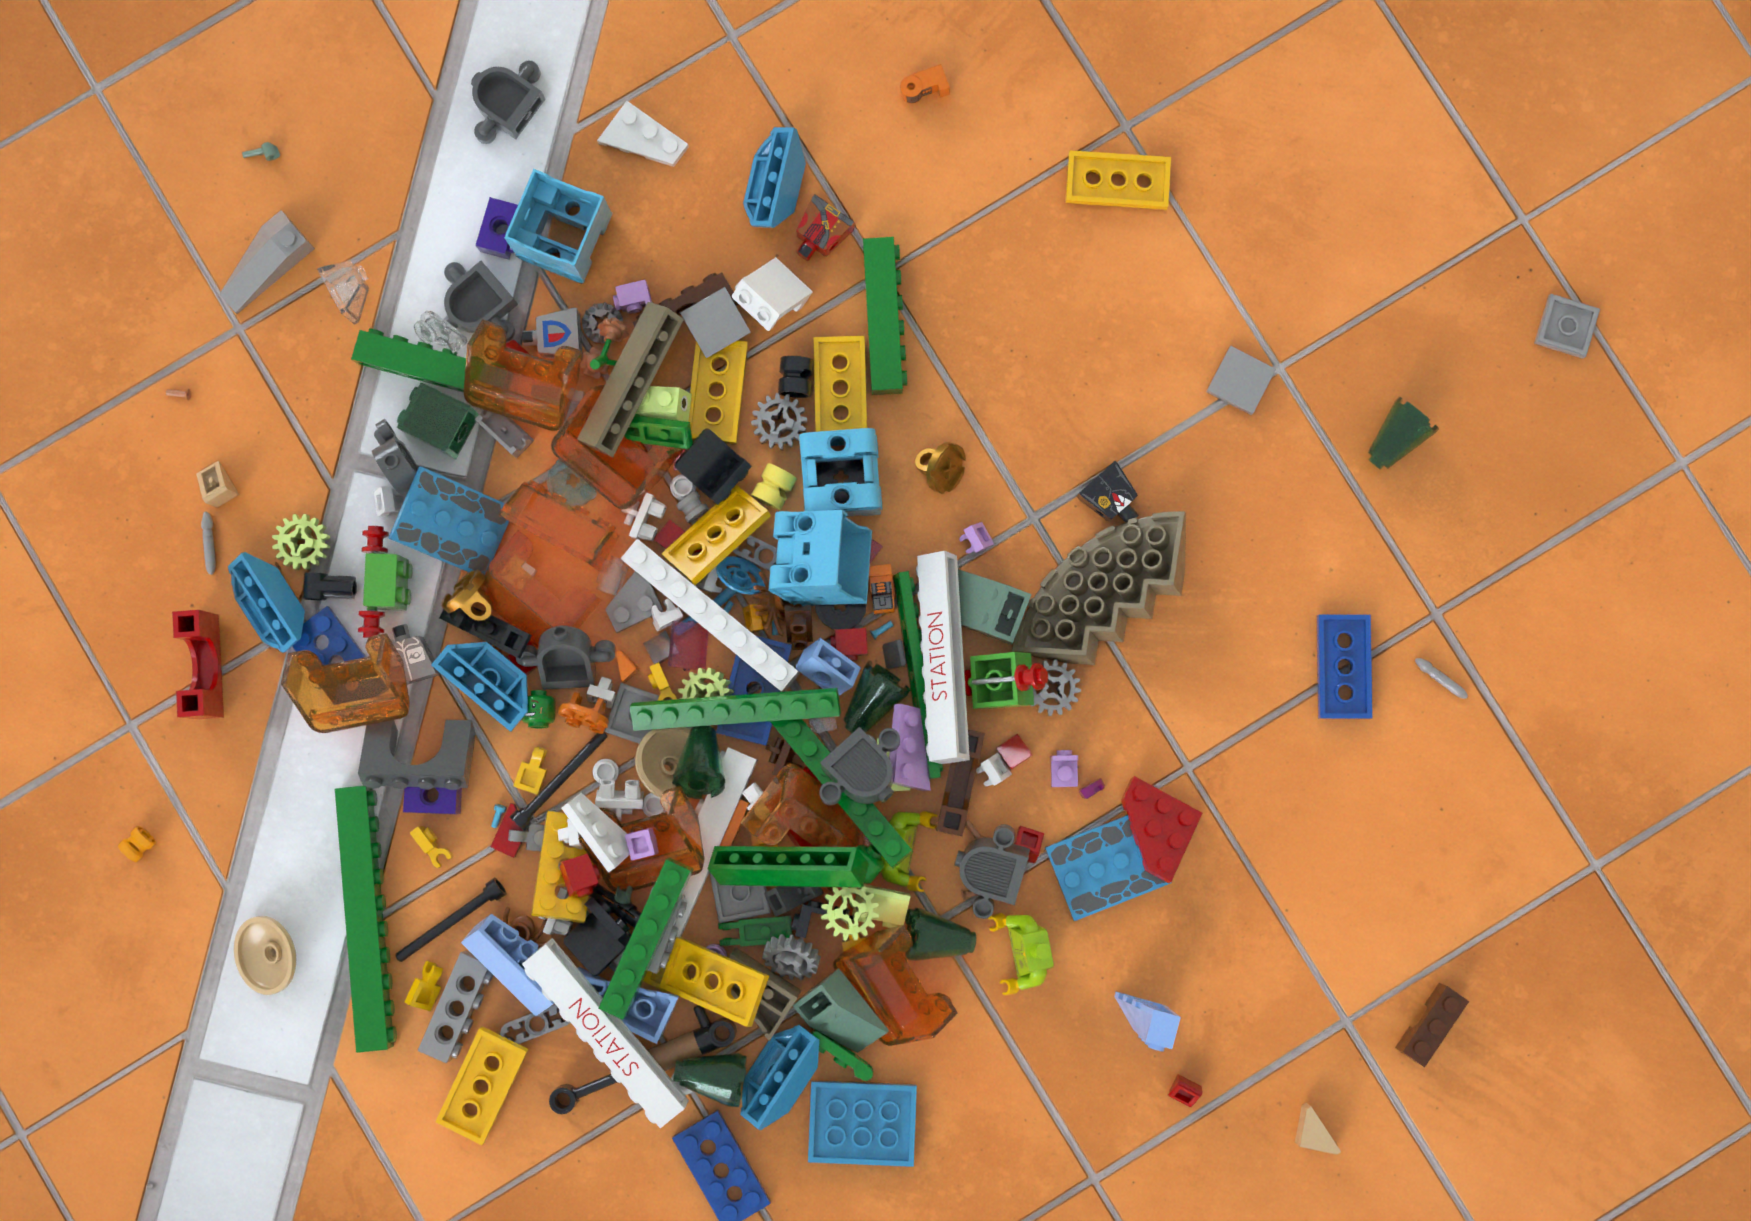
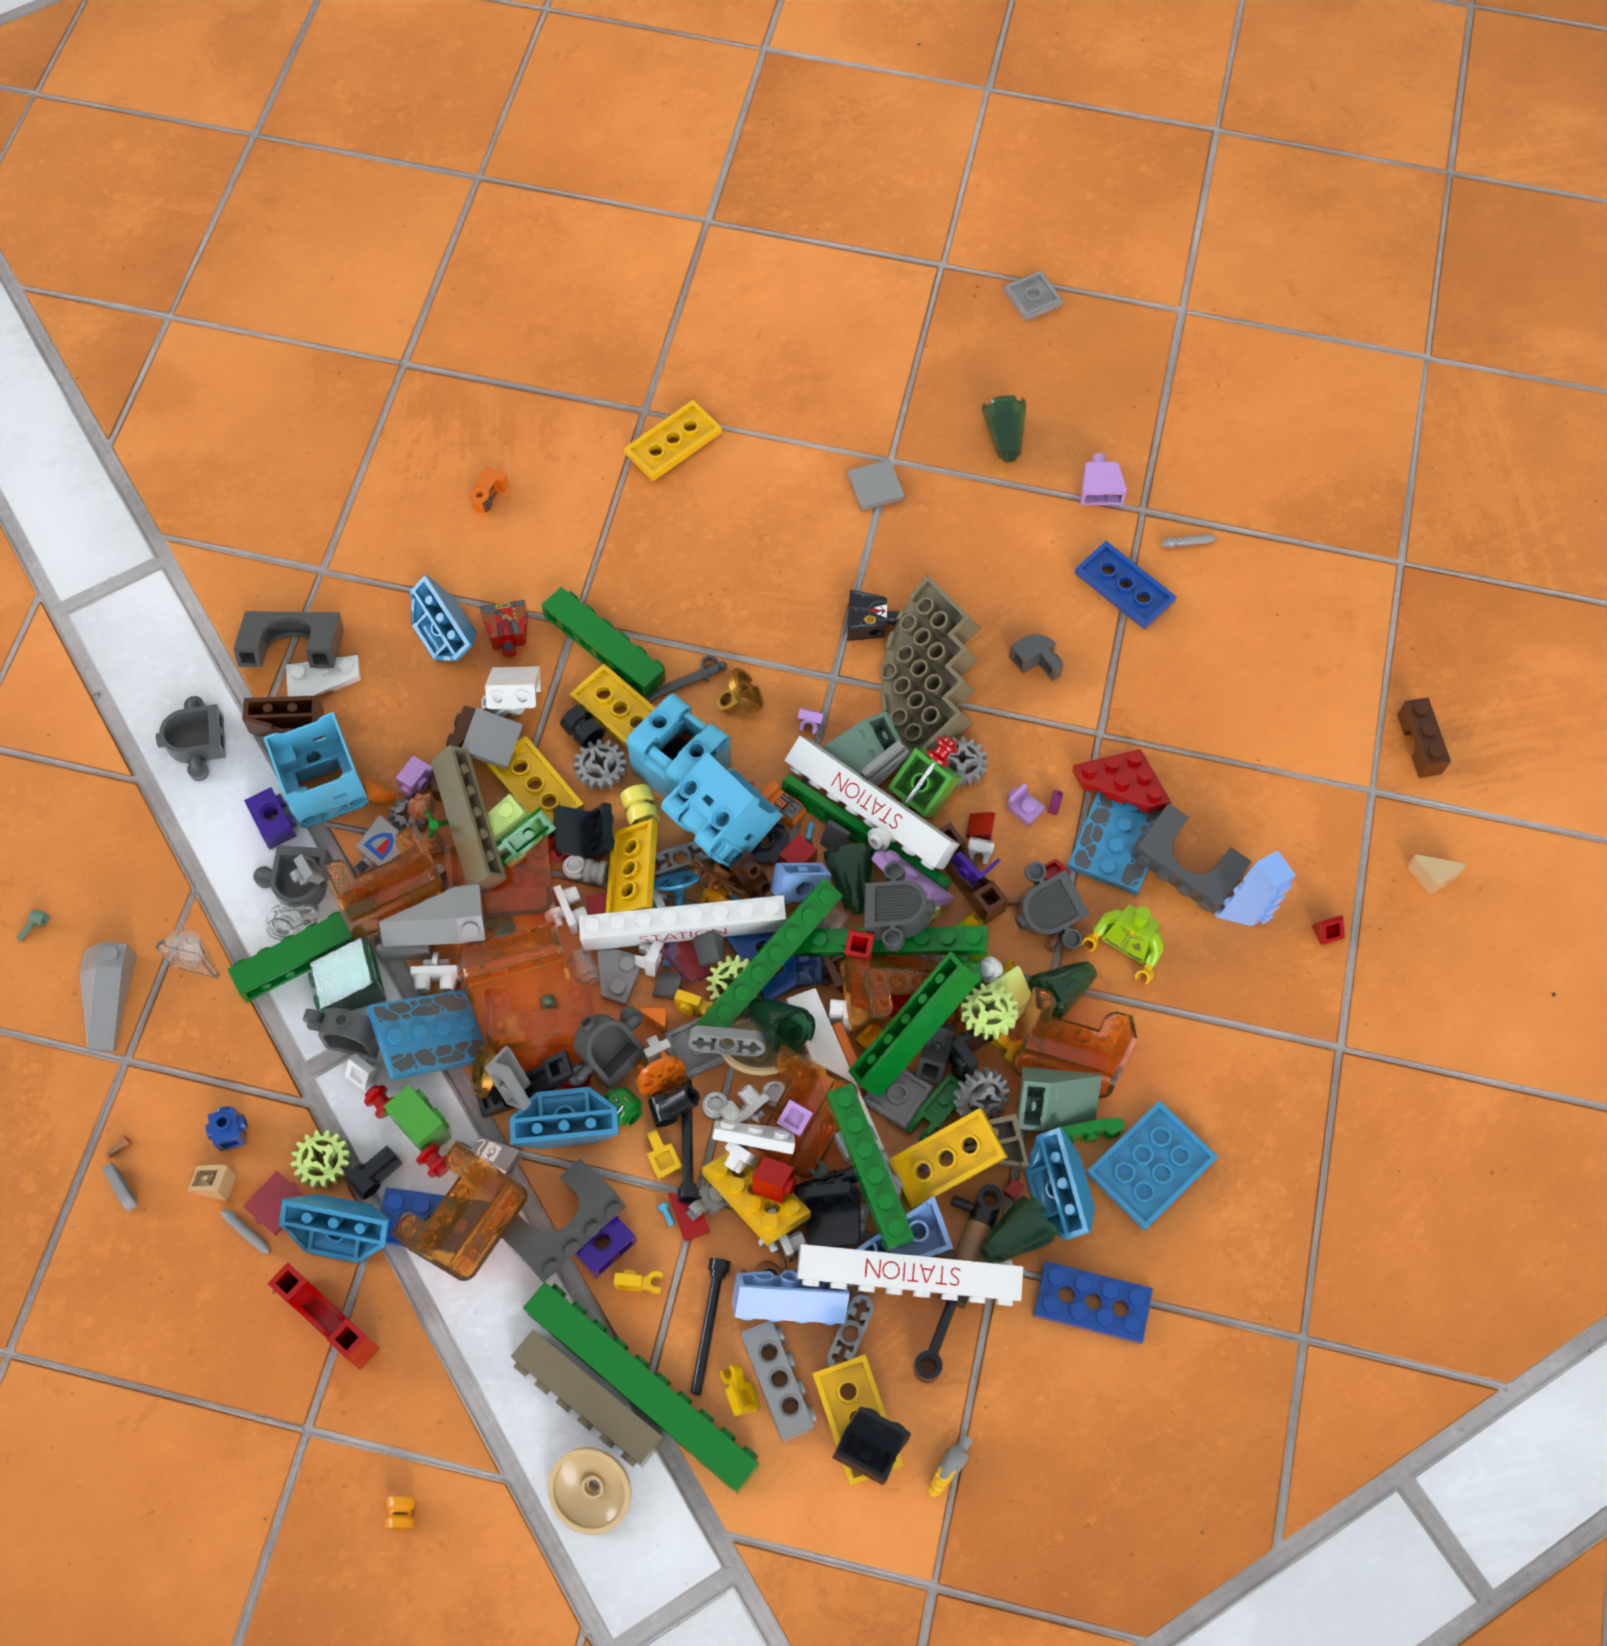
camera: 50 degrees left, 20 degrees down
(152, 427) = (120, 1186): none -> light grey tile
(247, 537) = (267, 1201): none -> clear pink piece
(257, 455) = (226, 1128): none -> blue brick
(322, 890) = (587, 1398): none -> dark tan brick
(464, 1116) = (871, 1444): none -> black bracket
(472, 616) = (509, 1078): none -> light grey panel
(480, 306) = (307, 871): none -> light grey tile
(492, 471) = (435, 971): none -> white hips
(513, 1175) = (951, 1464): none -> light grey piece
(538, 448) = (442, 919): none -> light grey wedge
(562, 577) = (548, 1001): none -> hand
(570, 743) = (668, 1106): none -> black piece
(582, 153) = (280, 714): none -> reddish brown wedge
(596, 281) = (377, 791): none -> orange slope
(636, 52) = (263, 628): none -> dark grey arch
(648, 741) = (717, 1047): none -> light grey beam
(711, 653) = (708, 948): none -> dark grey slope
(750, 1040) = (1013, 1189): none -> red piece
(765, 744) = (810, 971): none -> dark blue tile
(808, 768) = (859, 944): none -> red slope
(887, 879) = (990, 969): none -> white plate
(916, 694) = (879, 838): none -> white plate
(919, 411) = (687, 680): none -> dark grey sword
(955, 784) = (968, 870): none -> dark purple bracket
(987, 638) = (887, 762): none -> light grey tile
(1118, 906) = (1206, 889): none -> dark grey arch
(1210, 652) = (1035, 651): none -> dark grey brick
(1426, 559) = (1102, 483): none -> lavender torso

